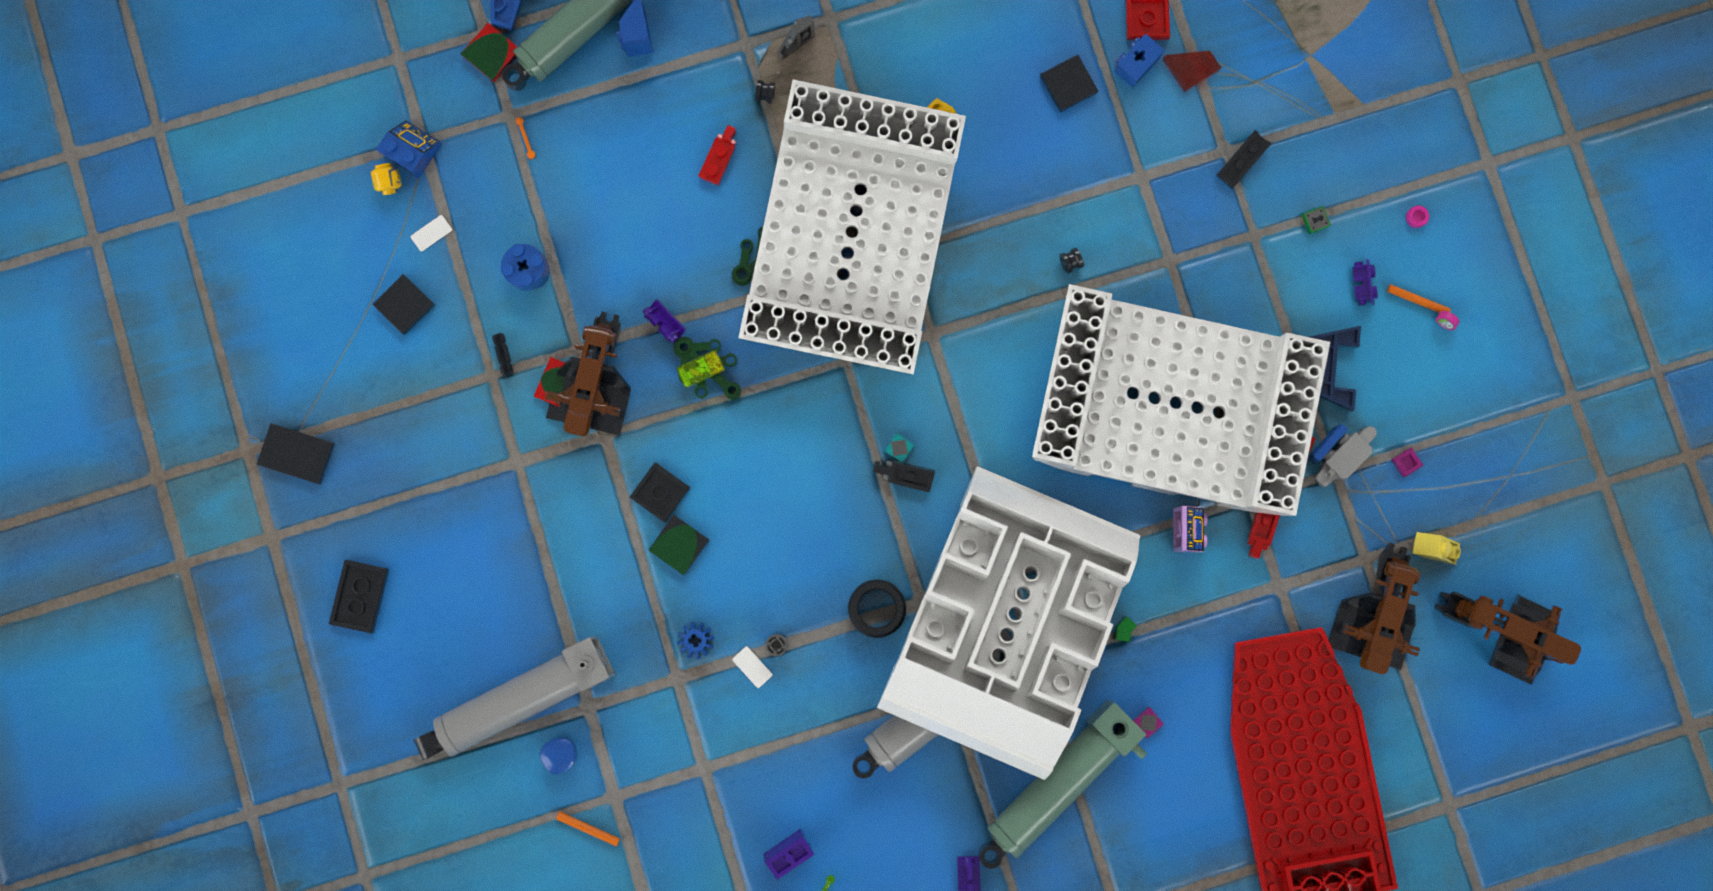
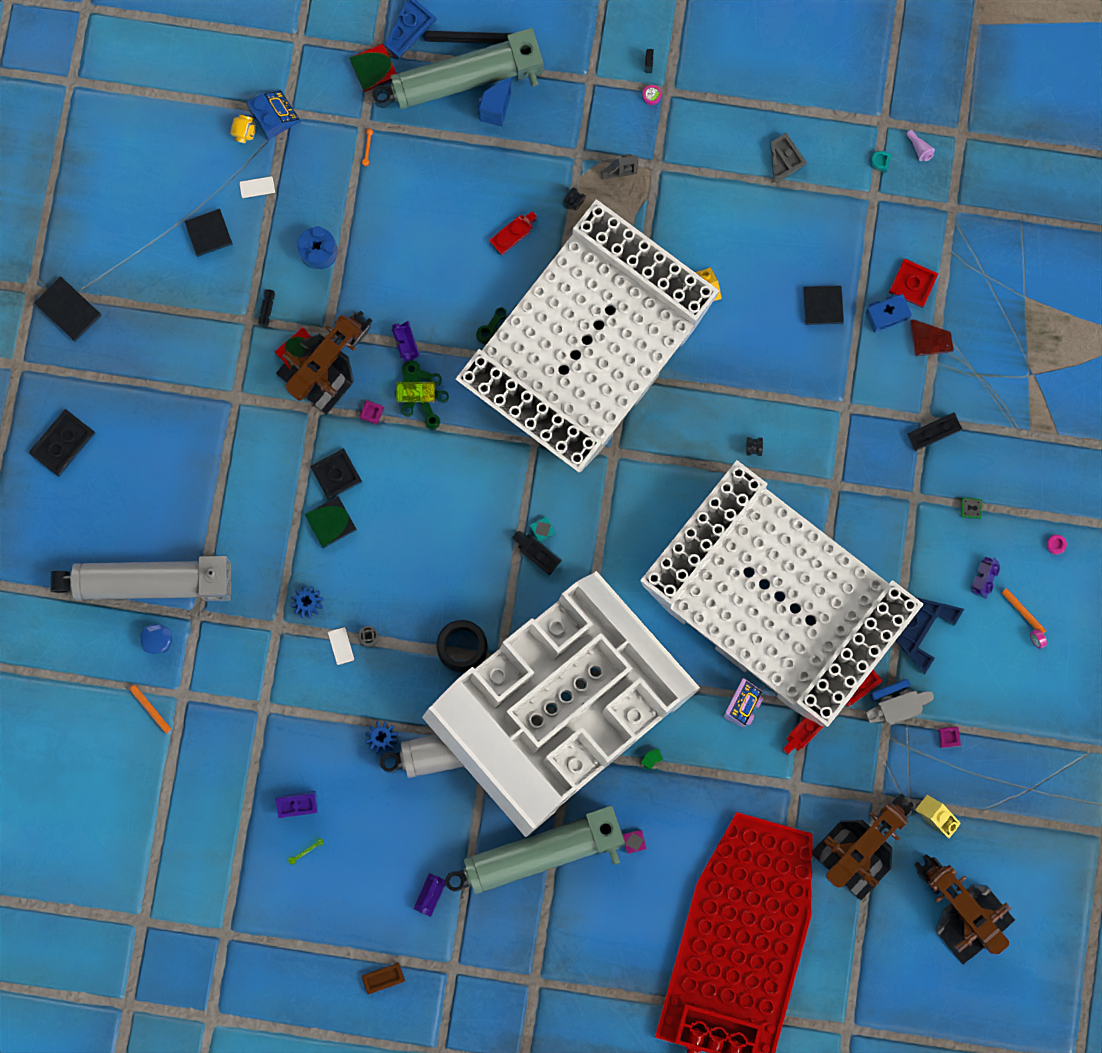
camera: 30 degrees right, 5 degrees down
(665, 411) = (371, 412): none -> magenta tile
(833, 742) = (375, 734): none -> blue gear

